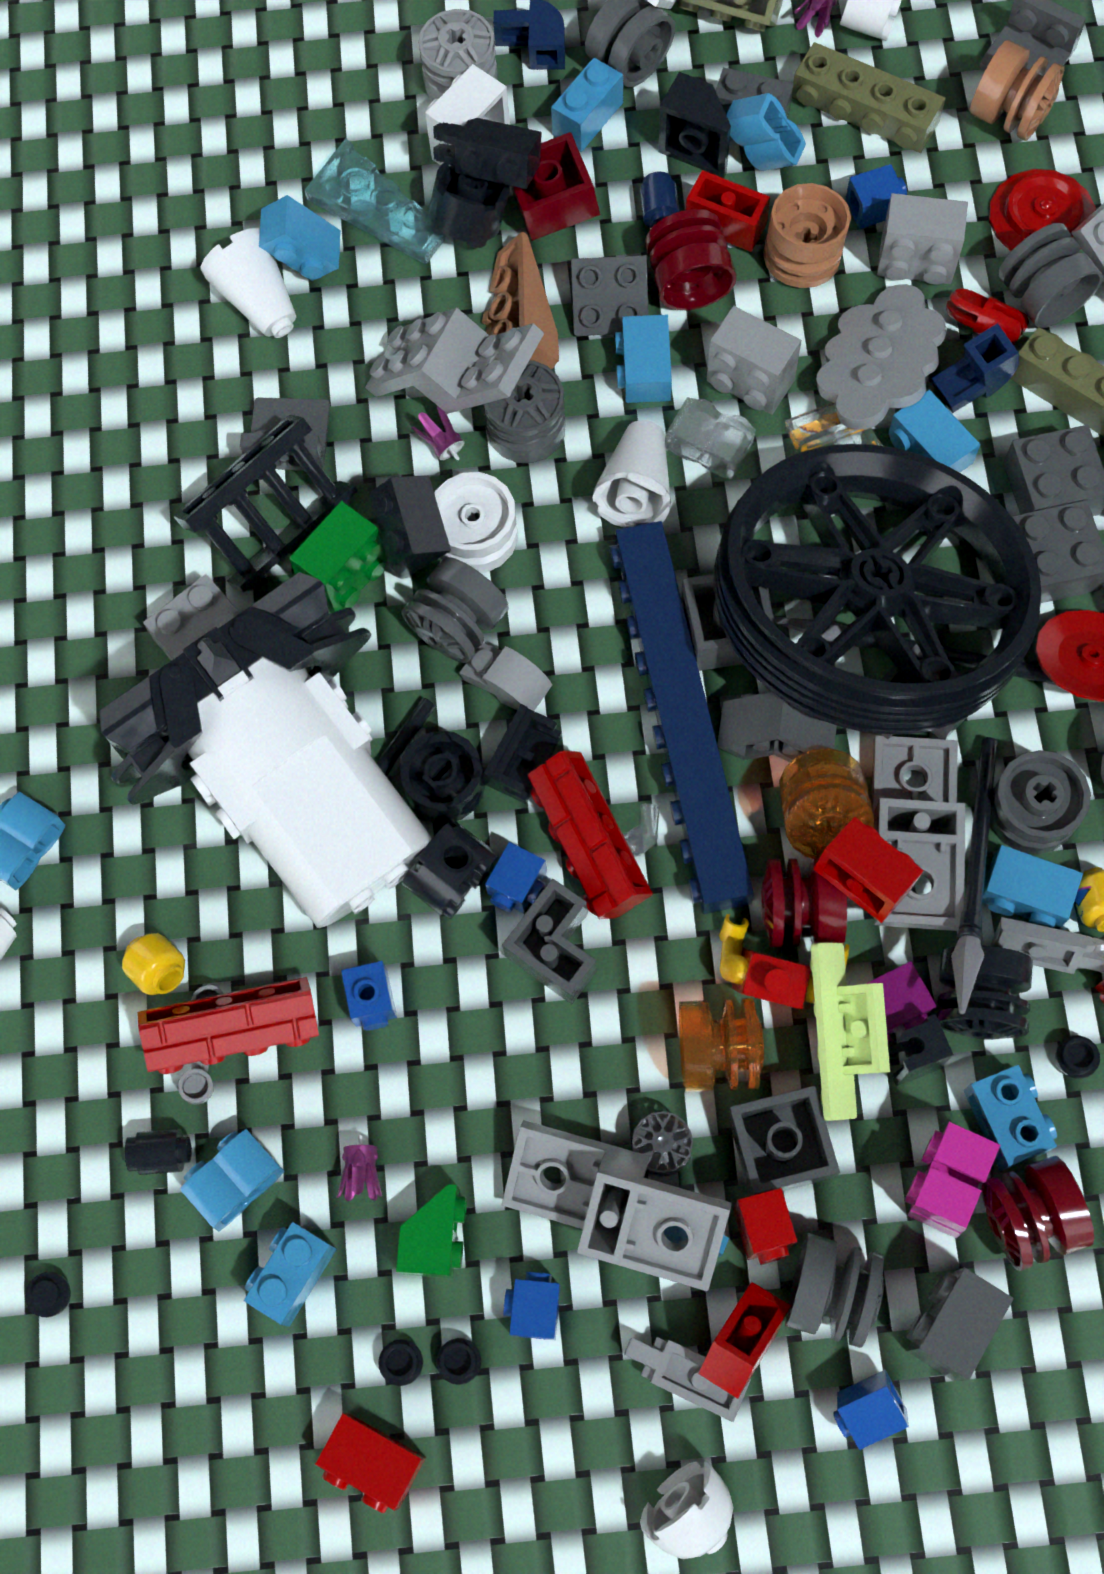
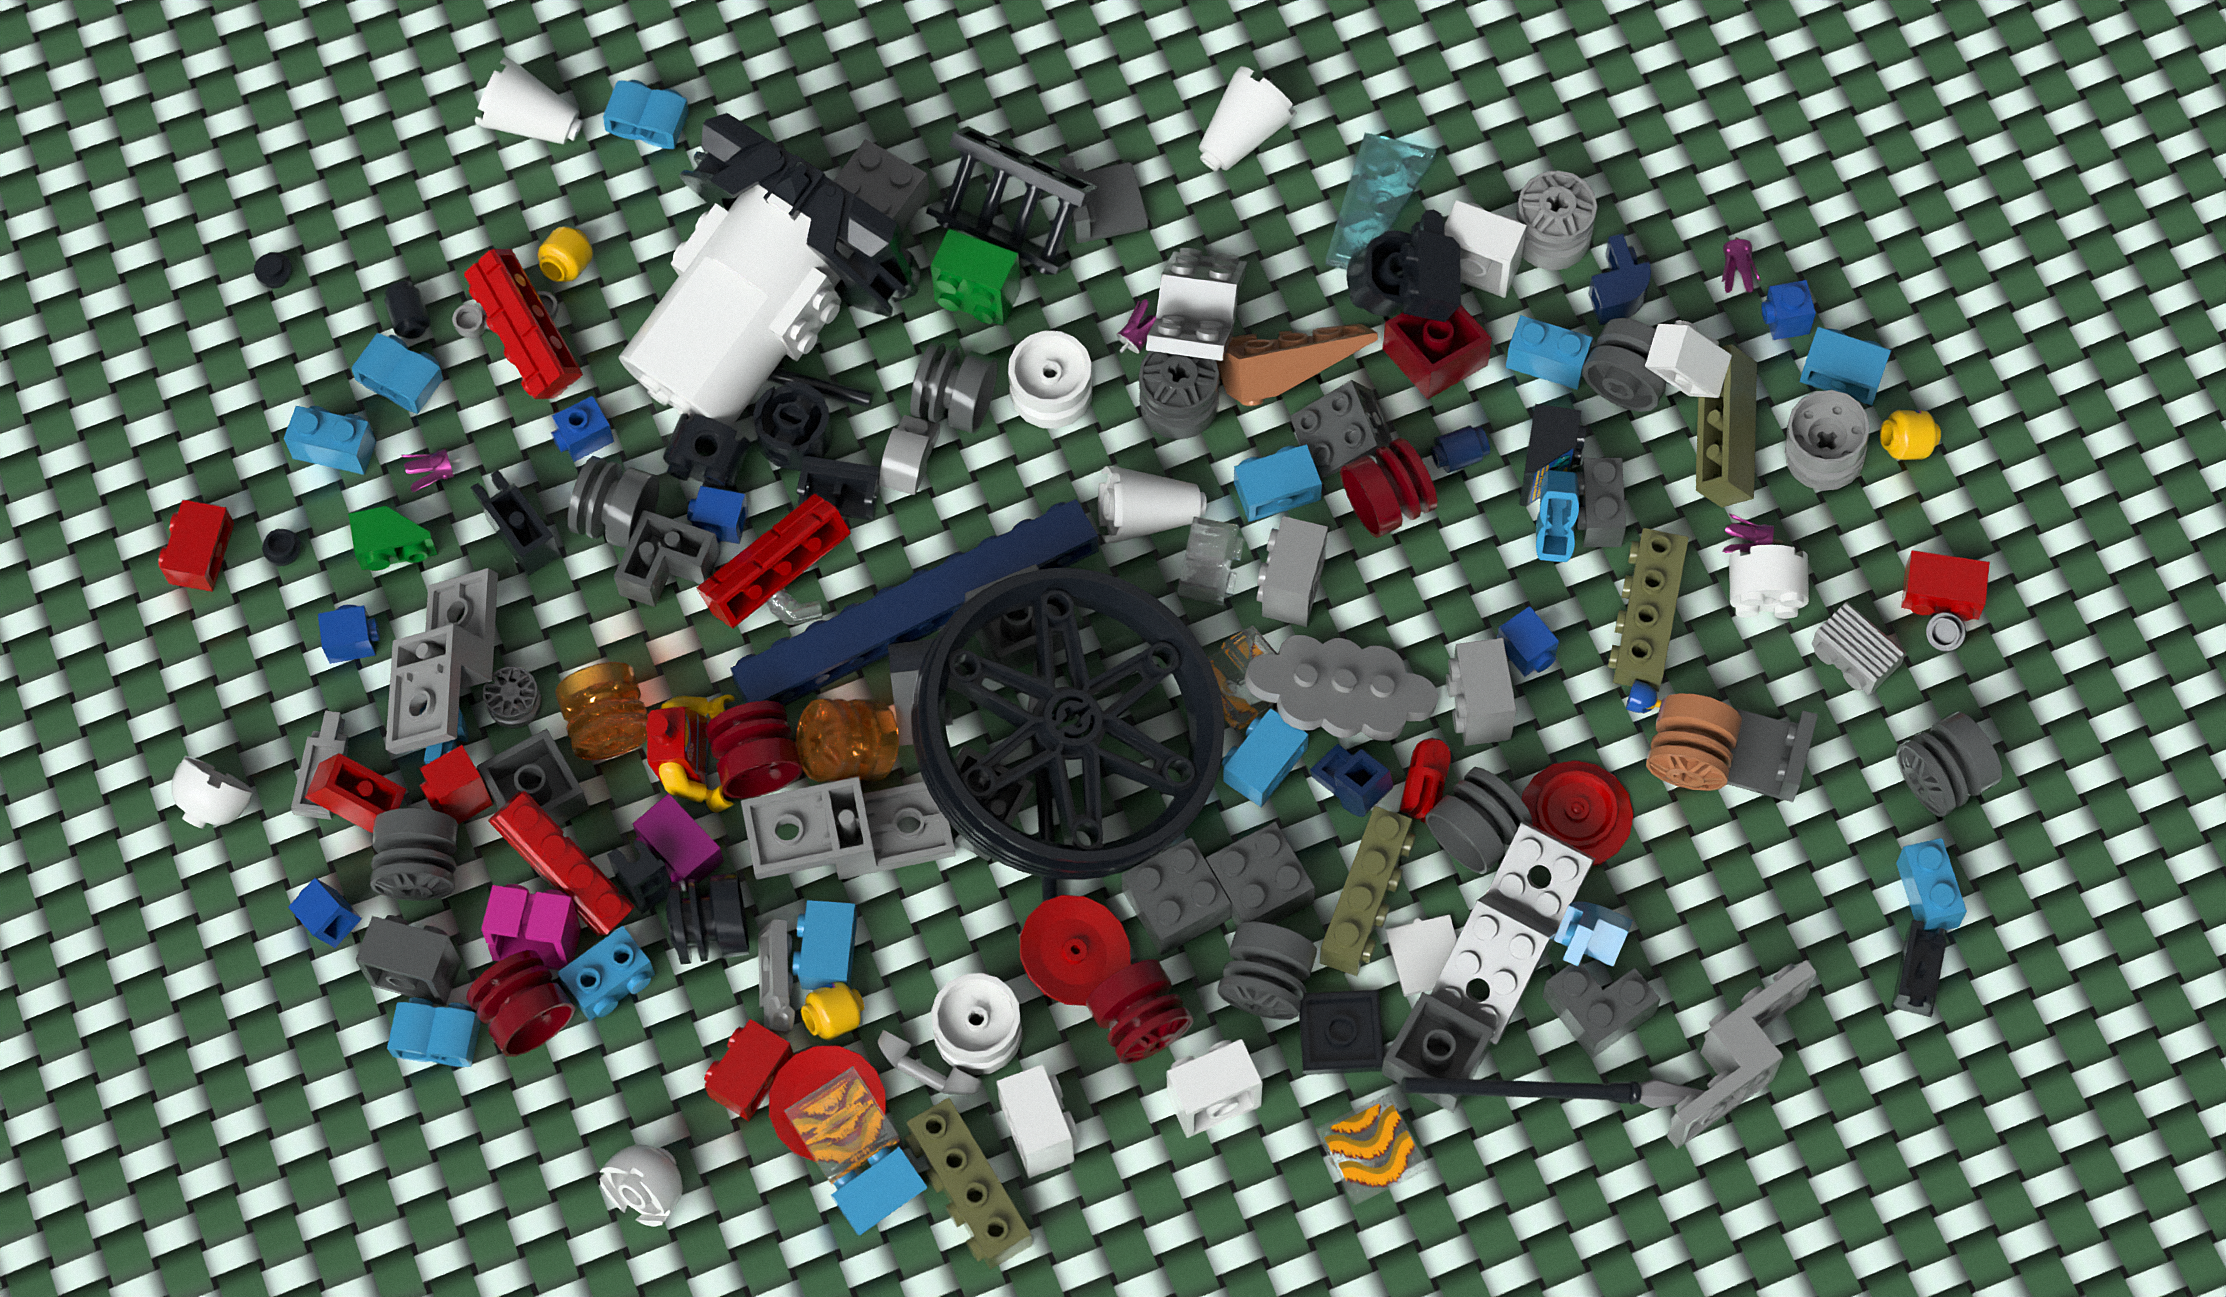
camera: 70 degrees right, 5 degrees down
(299, 238) = (1298, 142): dark azure brick -> none
(409, 523) = (1015, 315): black slope -> none
(459, 1361) = (293, 590): black plate -> none
(461, 1089) = (517, 524): none -> black hinge
(477, 977) = (610, 501): none -> dark grey wheel
(738, 208) = (1461, 508): red brick -> none
(806, 235) = (1465, 571): nougat wheel -> none
(848, 1030) = (636, 798): yellowish green bracket -> none
(868, 869) = (777, 772): red brick -> none
(892, 1129) = (561, 862): none -> red brick
(949, 128) = (1642, 698): none -> blue hinge
(968, 952) = (753, 874): black piece -> none
(1037, 1319) = (434, 1033): none -> dark azure brick
(1039, 802) = (930, 930): dark grey wheel -> none
(1077, 1057) = (680, 1024): black plate -> none

